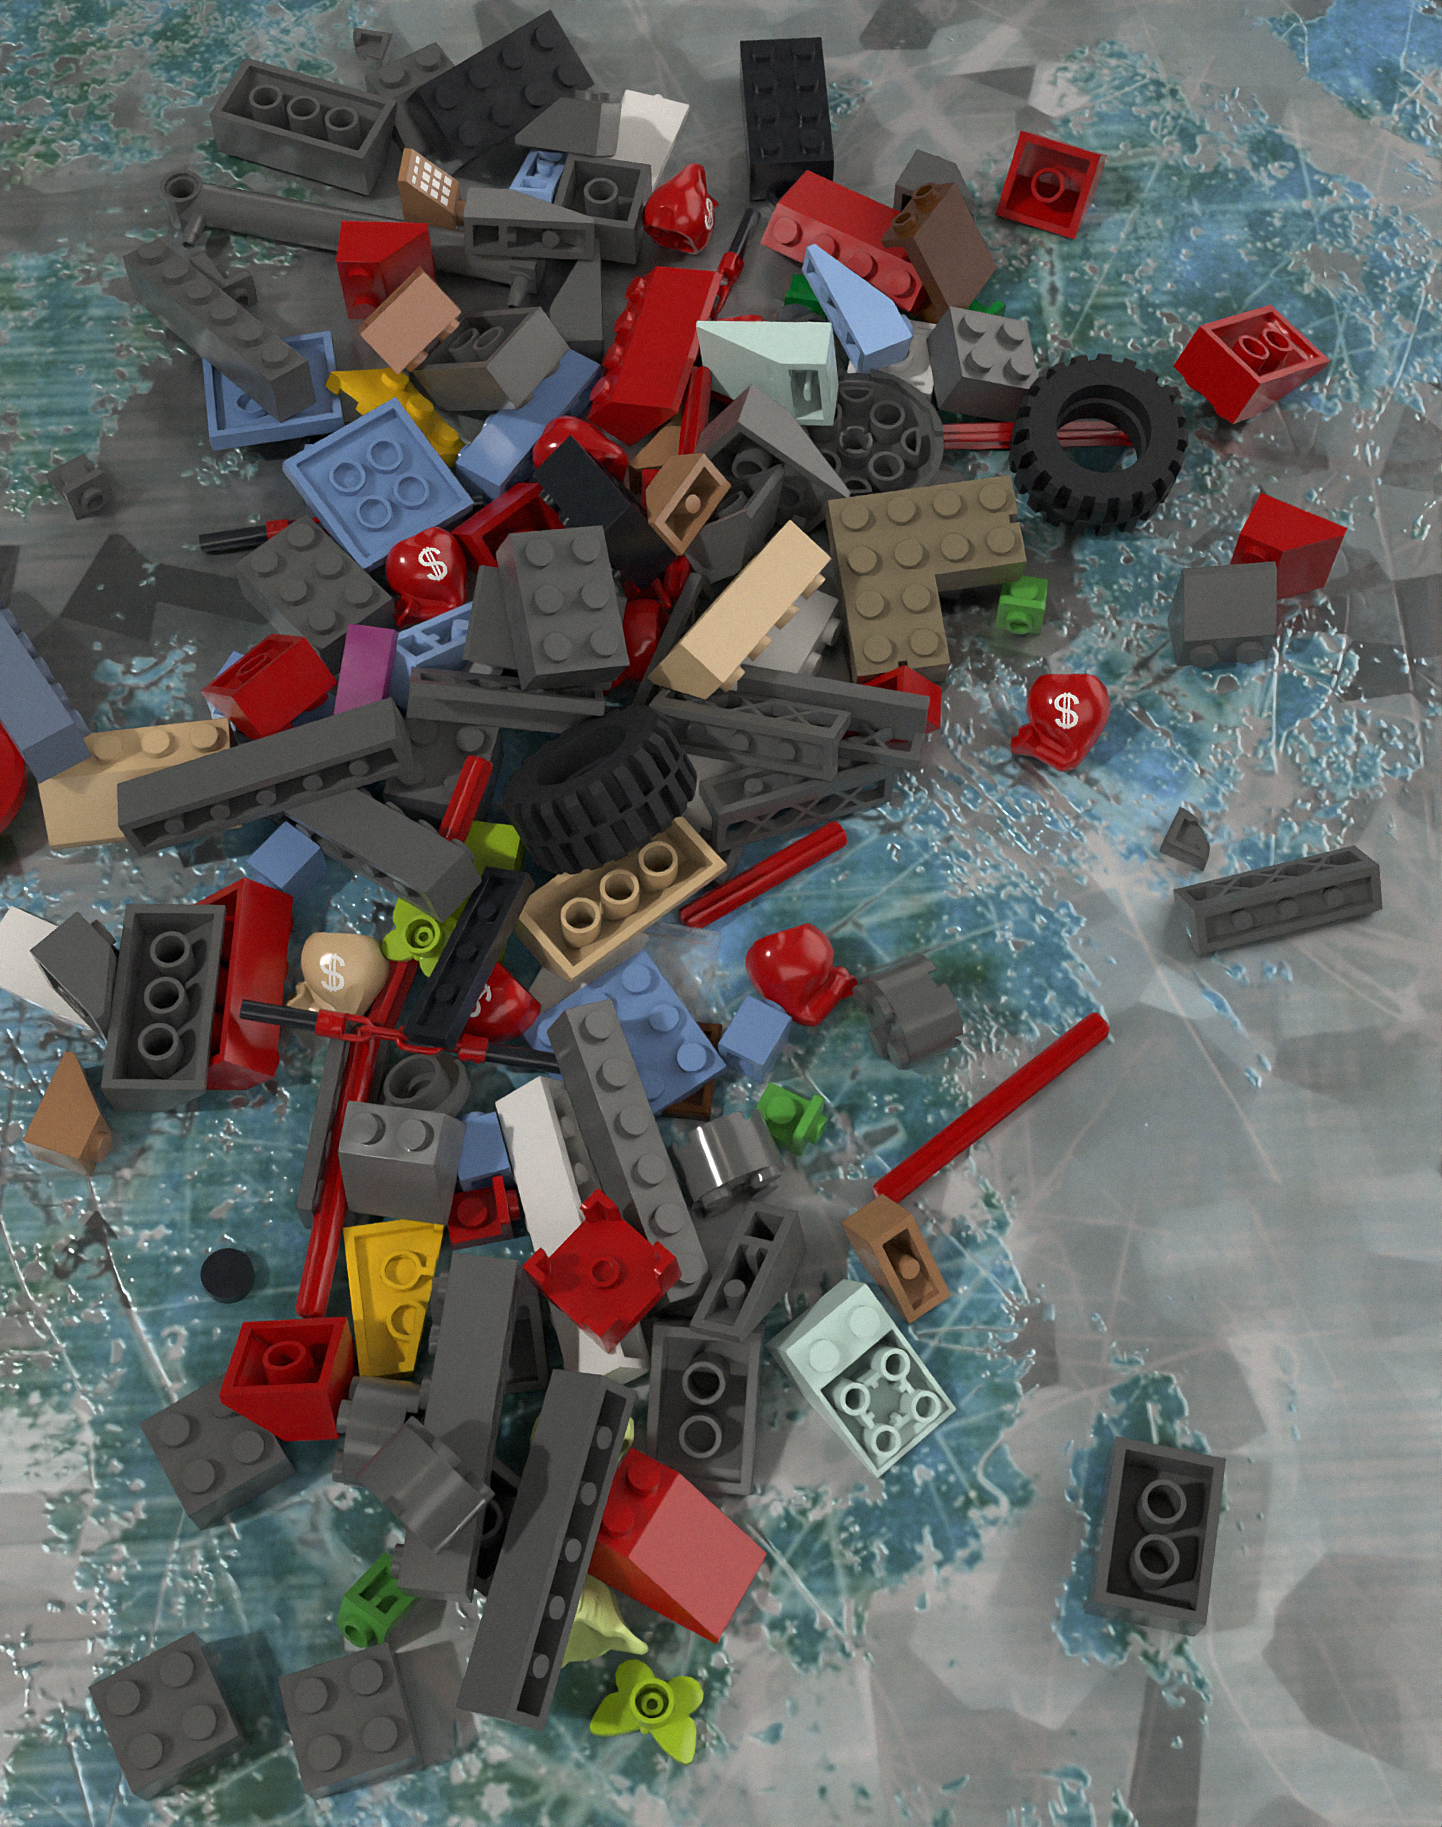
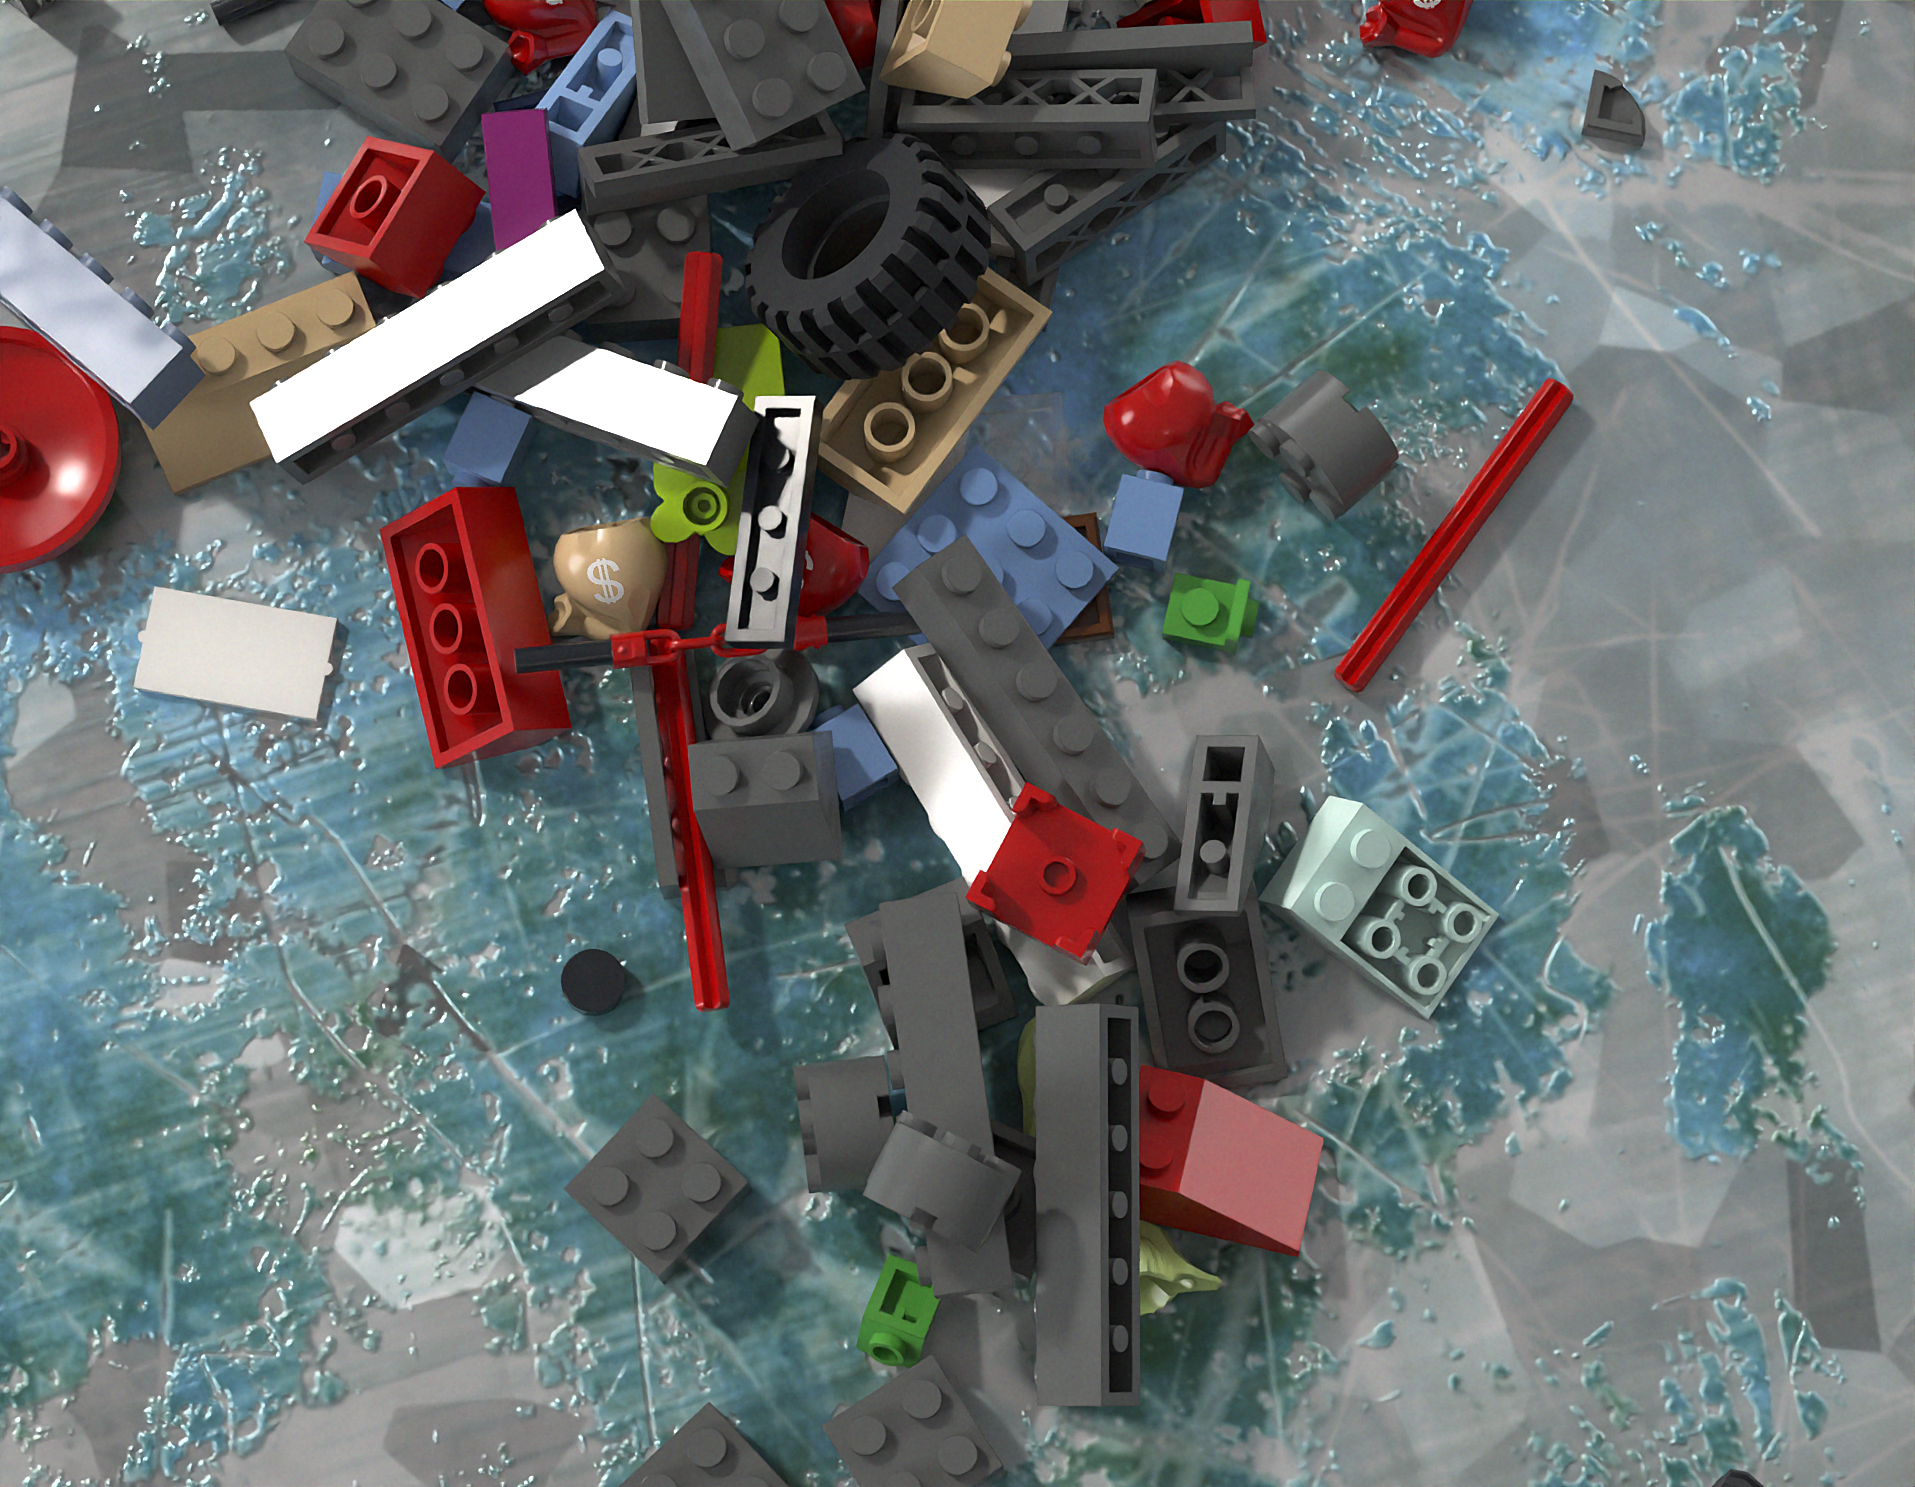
camera: 10 degrees left, 15 degrees up
(69, 1122) = (340, 847): medium nougat slope -> none
(81, 969) = (299, 662): dark grey slope -> none
(163, 1006) = (410, 671): dark grey slope -> none
(292, 1376) = (722, 1085): red slope -> none
(391, 1292) = (796, 952): yellow wing -> none
(483, 1215) = (879, 829): red bracket -> none
(652, 1708) = (1241, 1343): lime animal -> none
(726, 1162) = (1155, 691): dark grey brick -> none
(763, 876) = (1095, 298): red axle -> none
(896, 1257) = (1385, 752): medium nougat slope -> none
(1156, 1536) = (1763, 1004): dark grey brick -> none
(1280, 898) = (1751, 169): dark grey fence -> none

